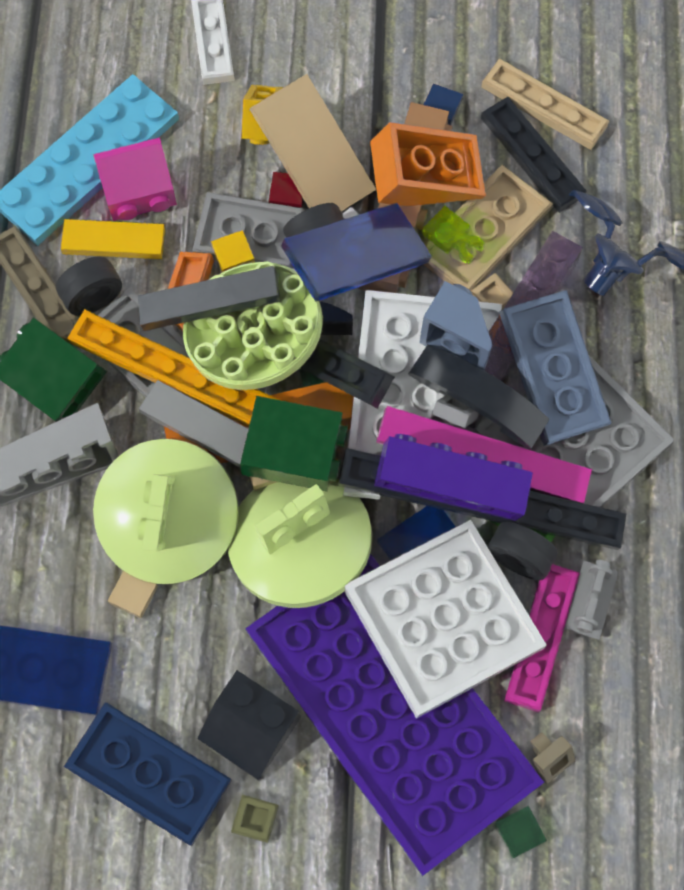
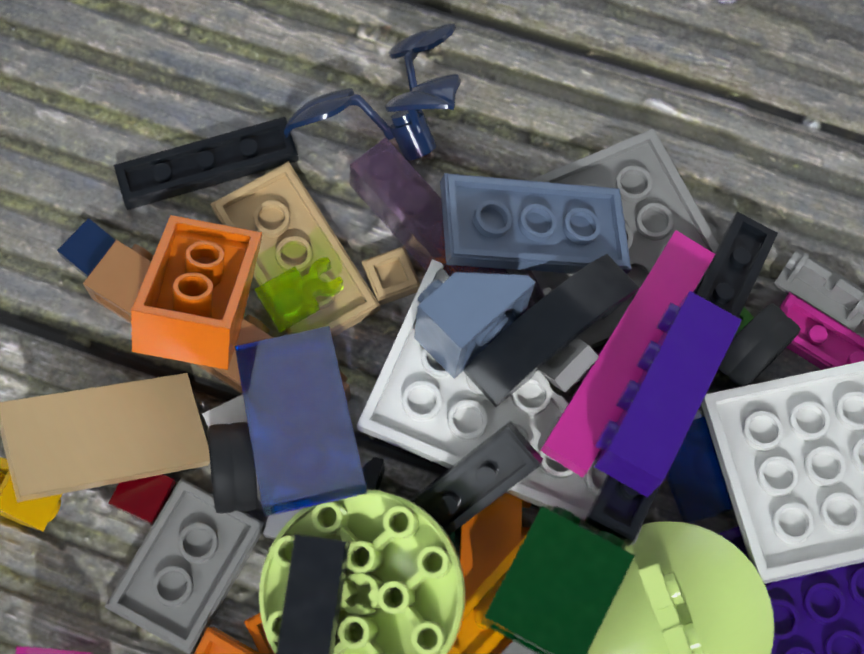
camera: 75 degrees left, 0 degrees up
(232, 251) = (217, 594): yellow tile -> none
(545, 104) = (139, 125): tan tile -> none

